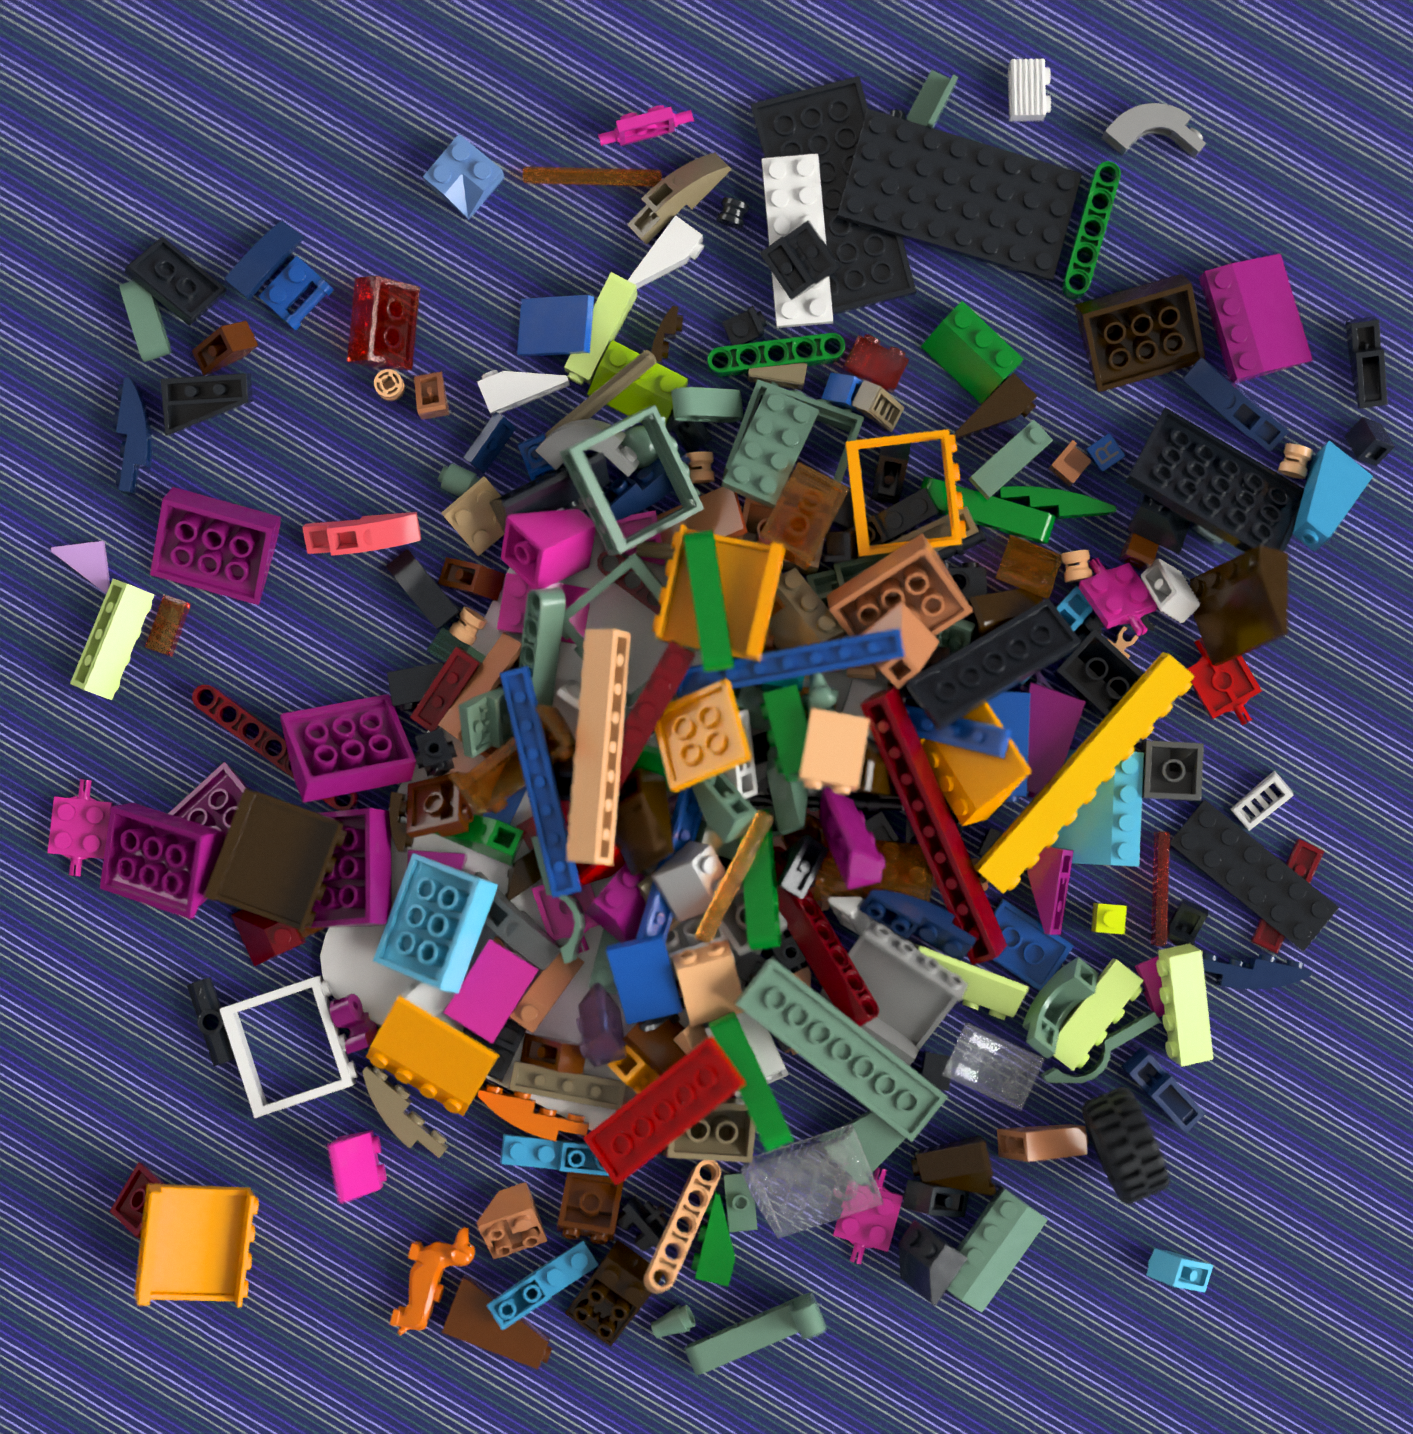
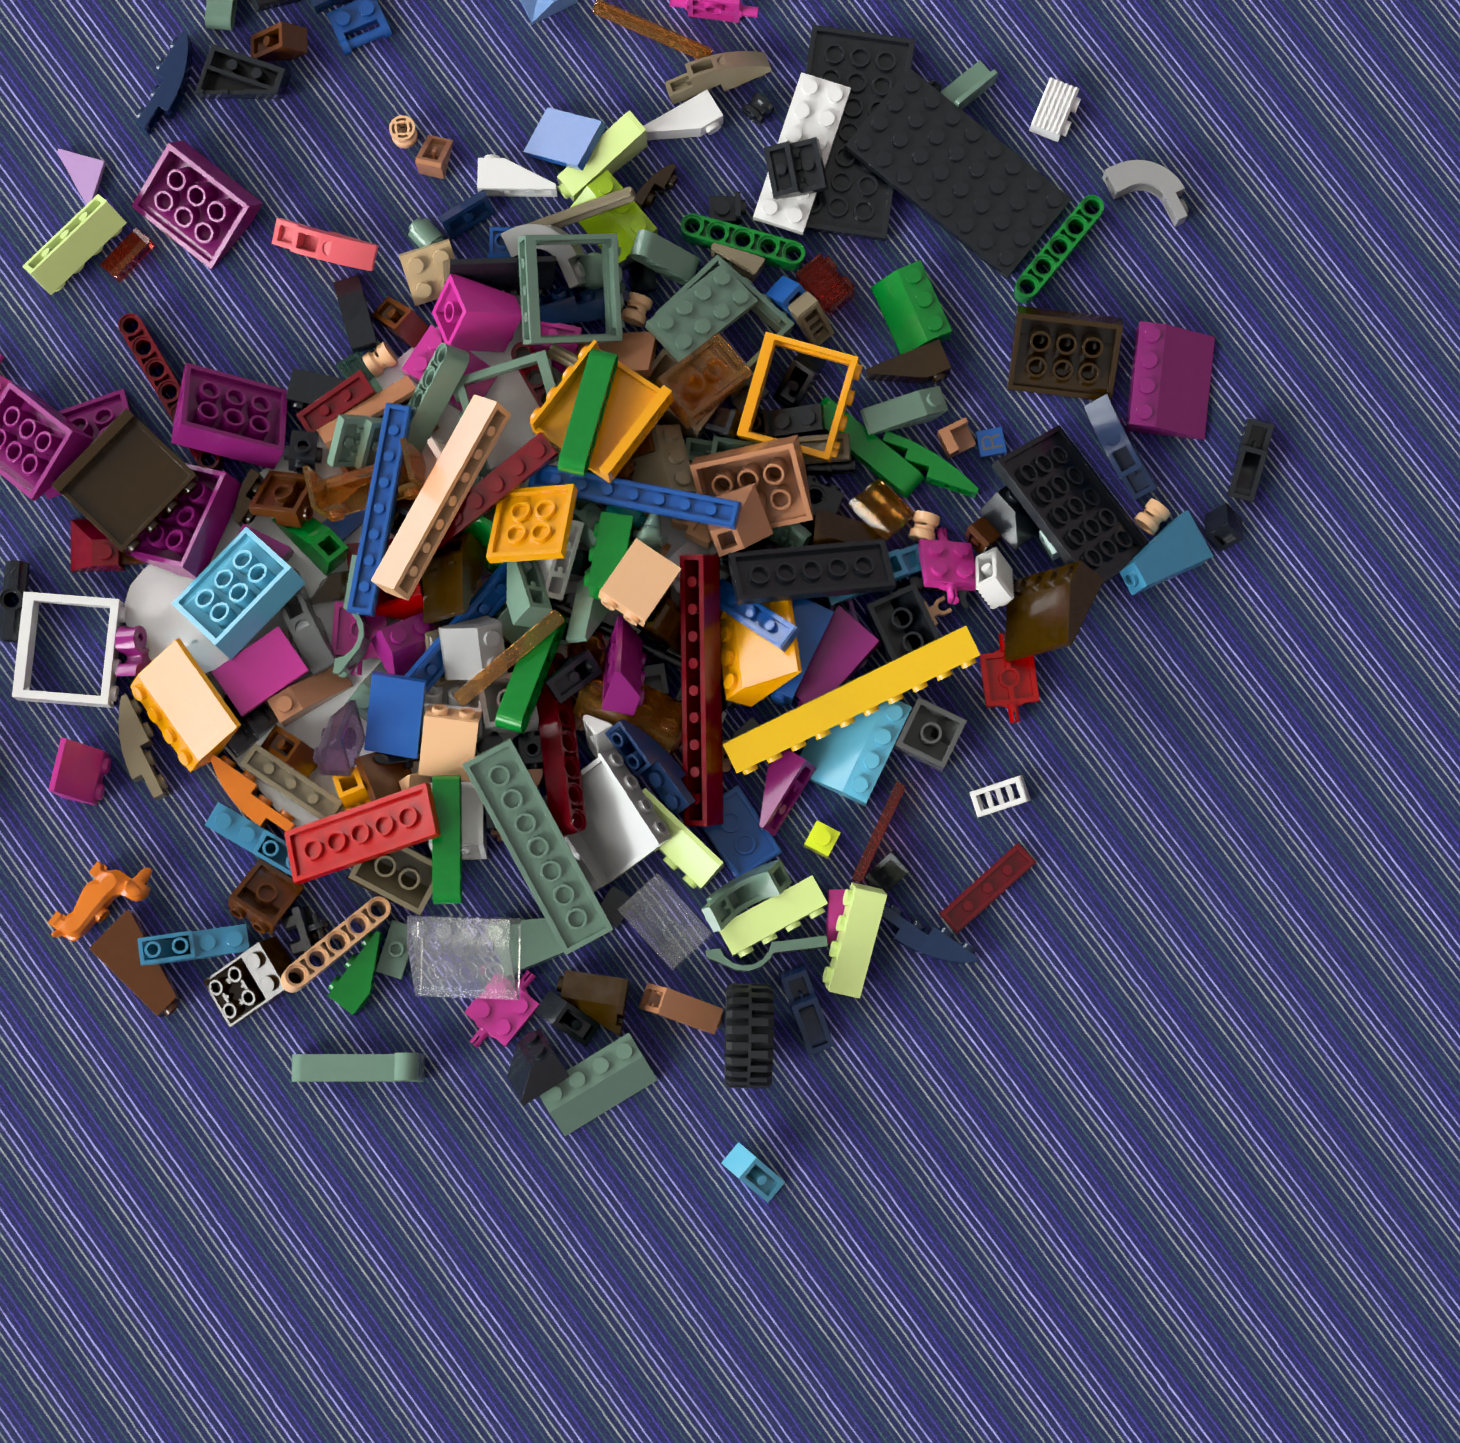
camera: 25 degrees right, 5 degrees down
(383, 323) = (421, 78): clear red slope -> none
(511, 1222) = (191, 881): nougat slope -> none
(674, 1322) = (294, 1028): sand green cone -> none
(1253, 875) = (964, 856): black plate -> none

